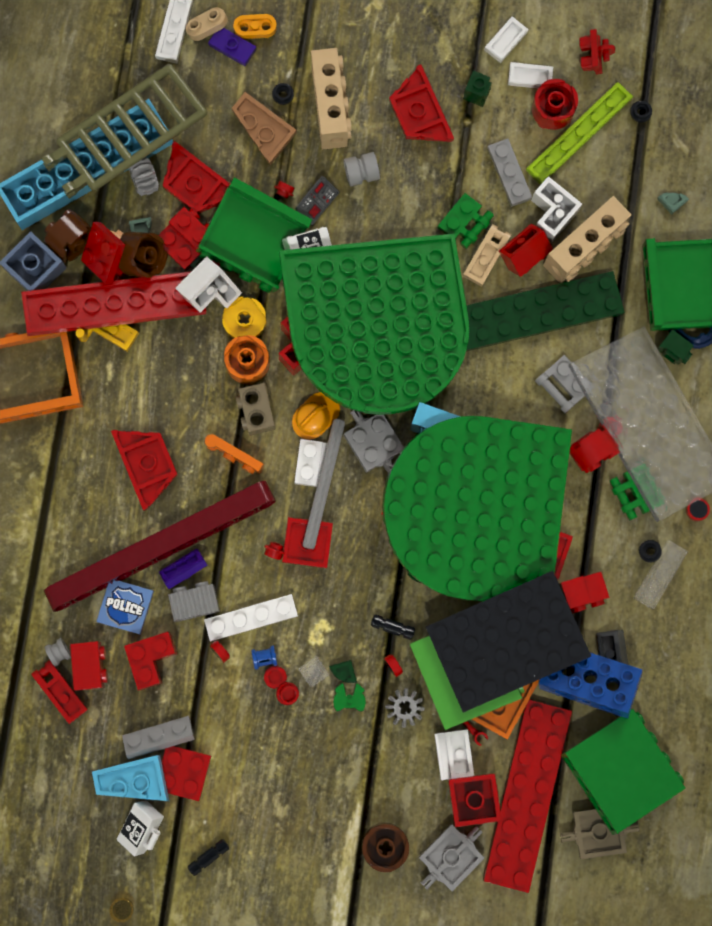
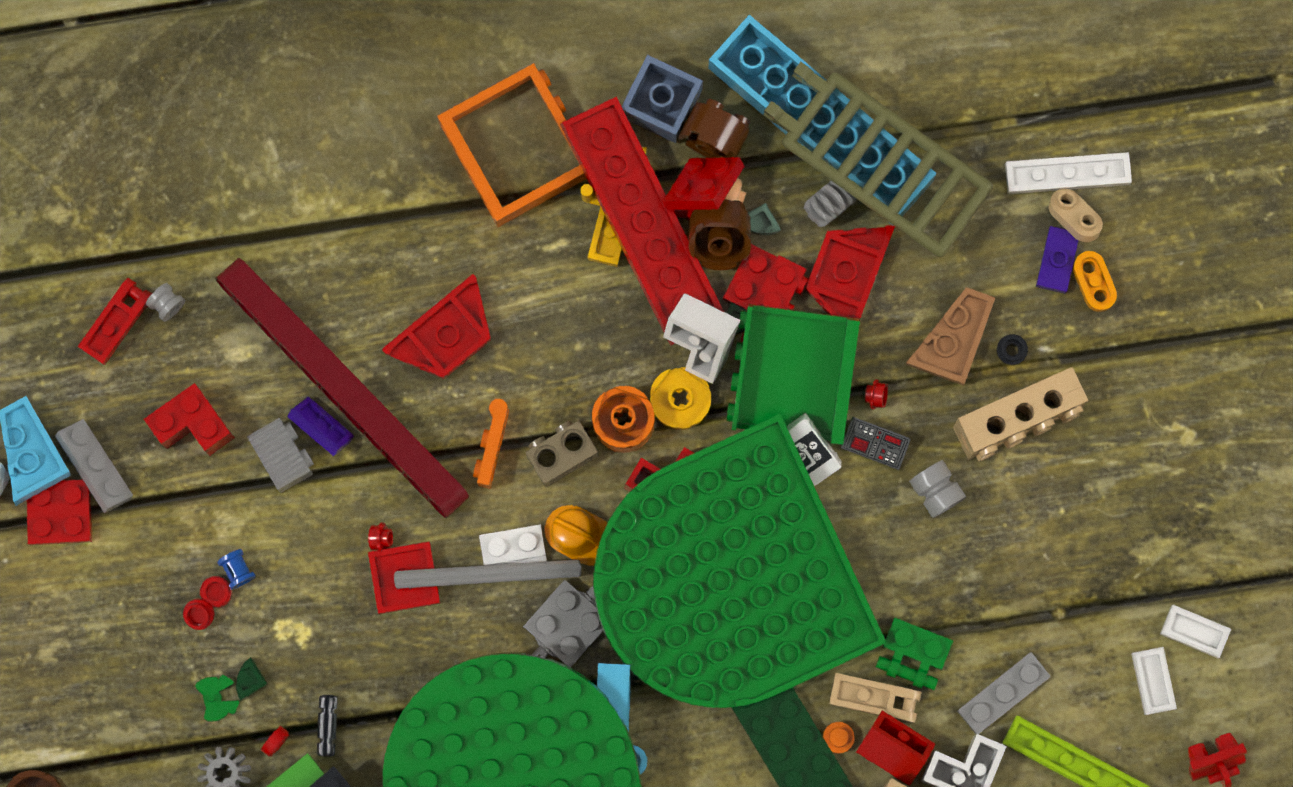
camera: 80 degrees right, 0 degrees up
(88, 666) = (157, 346): red brick -> none
(125, 606) = (250, 368): tile -> none
(220, 651) = (227, 509): red tile -> none
(250, 618) = (284, 535): white plate -> none
(313, 672) = (236, 639): clear plate -> none
(419, 110) = (1051, 541): red wing -> none
(477, 89) = (1106, 613): dark green window -> none
(506, 286) = (839, 737): none -> orange plate
(562, 111) = (1135, 732): red brick -> none

